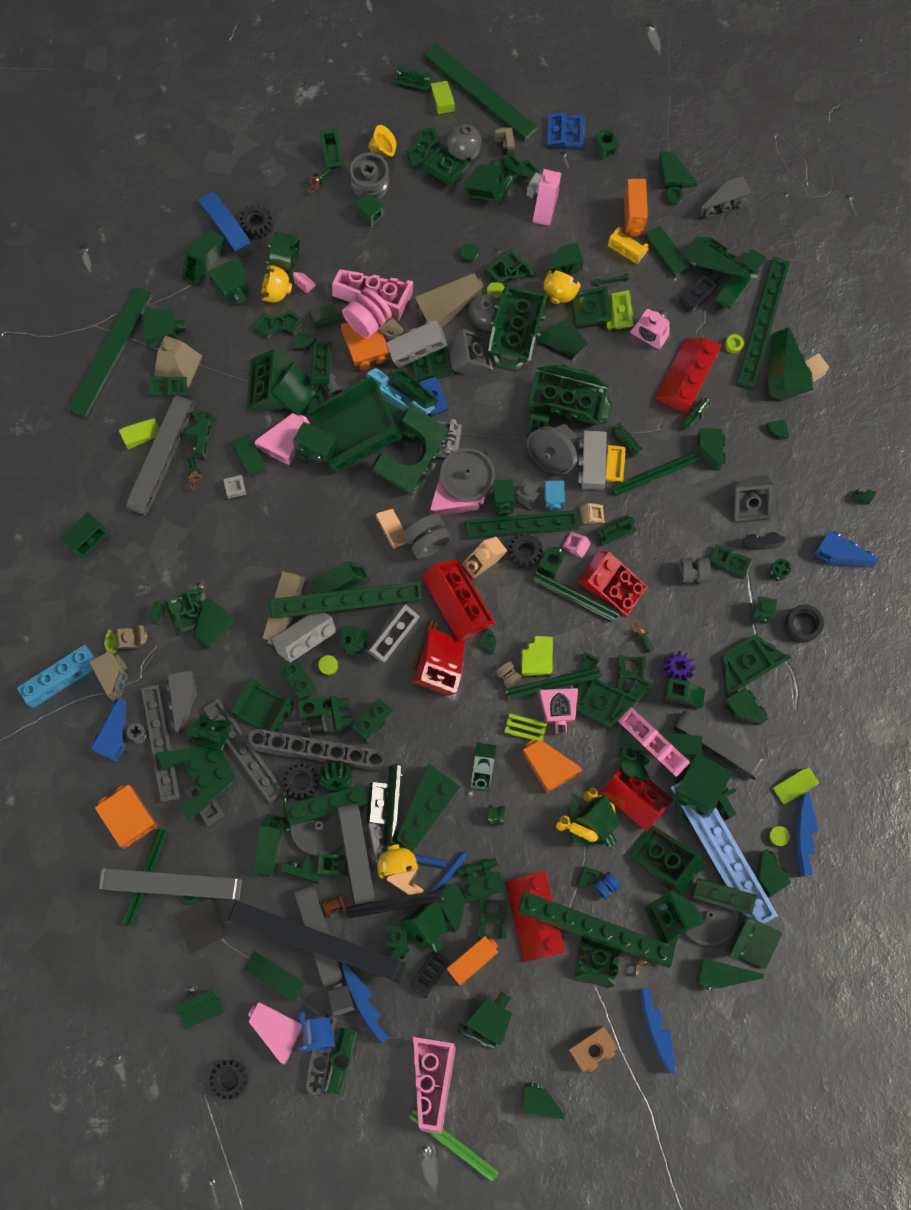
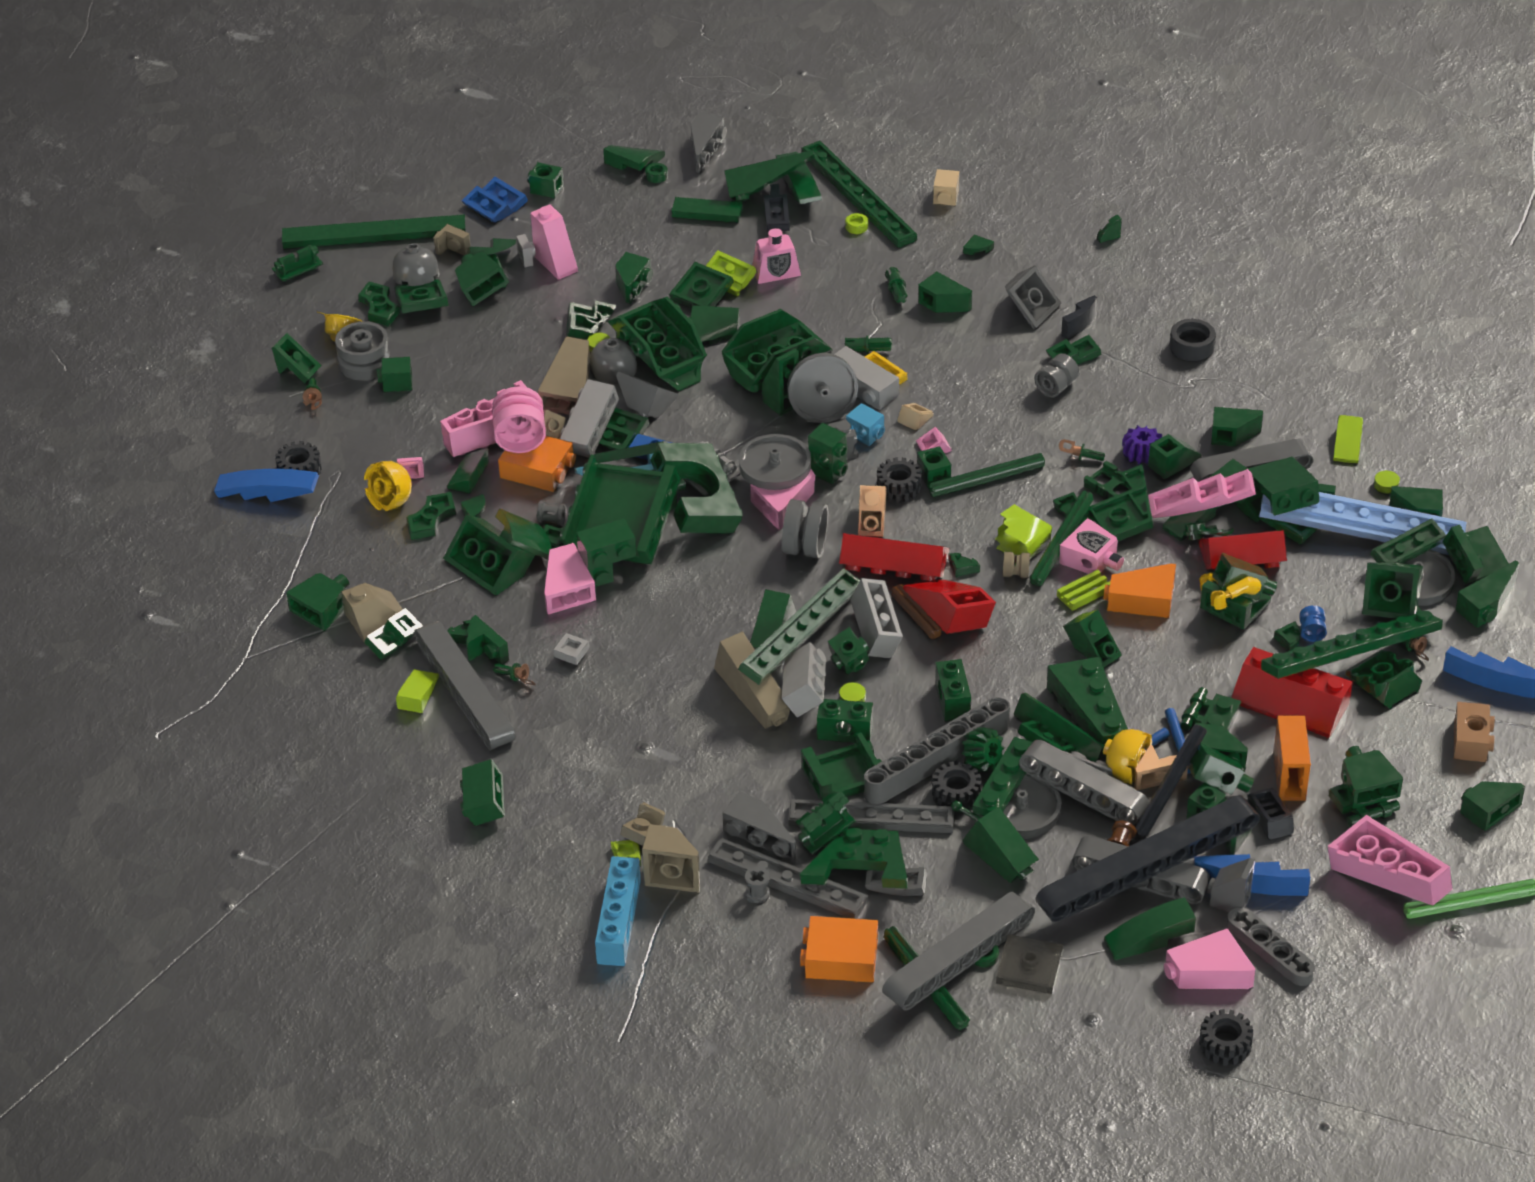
camera: 45 degrees left, 30 degrees down
(110, 352) = (295, 660): dark green tile -> none
(113, 733) = (738, 906): blue slope -> none
(157, 612) = (639, 788): dark green tile -> none
(184, 610) = (662, 771): dark green slope -> none
(200, 1008) = (1121, 1017): dark green panel -> none
(202, 256) = (286, 523): dark green slope -> none
(211, 623) = (703, 753): dark green slope -> none
(230, 280) = (339, 518): dark green torso -> none
(249, 454) = (541, 615): dark green slope -> none
(283, 251) = (361, 450): dark green brick -> none
(307, 872) = (1057, 839): dark green slope -> none
(316, 1033) = (1249, 919): blue hat -> none
(321, 363) = (519, 500): dark green tile -> none
(328, 711) = (906, 717): dark green hips -> none
(332, 865) = (1073, 816): dark green slope -> none
(337, 1075) = (1296, 929): dark green piece -> none
(392, 528) = (760, 563): light nougat slope -> none
(443, 97) = (346, 258): lime slope -> none
(469, 252) = (534, 337): dark green tile -> none
(487, 918) = (1266, 725): dark green piece -> none
(496, 815) = (1154, 660): dark green wheel -> none
(521, 523) = (864, 471): dark green tile -> none
(560, 287) = (655, 284): yellow cylinder -> none
(598, 282) = (679, 272): dark green hinge -> none
(612, 582) = (1000, 438): red slope -> none
(616, 529) = (951, 405): dark green hinge -> none
(627, 246) = (669, 231): yellow hinge -> none
(635, 207) = (640, 194): orange brick -> none
(654, 474) = (924, 349): dark green axle -> none
(667, 860) = (1329, 565): dark green slope -> none
(688, 373) = (851, 265): red slope -> none
(749, 662) = (1191, 397): dark green wing -> none
(763, 610) = (1149, 355): dark green brick -> none
(783, 566) = (1120, 324): dark green wheel -> none
(787, 369) = (927, 196): dark green wedge -> none
(805, 827) = (1398, 457): blue slope -> none
(844, 552) = (1150, 274): blue slope -> none

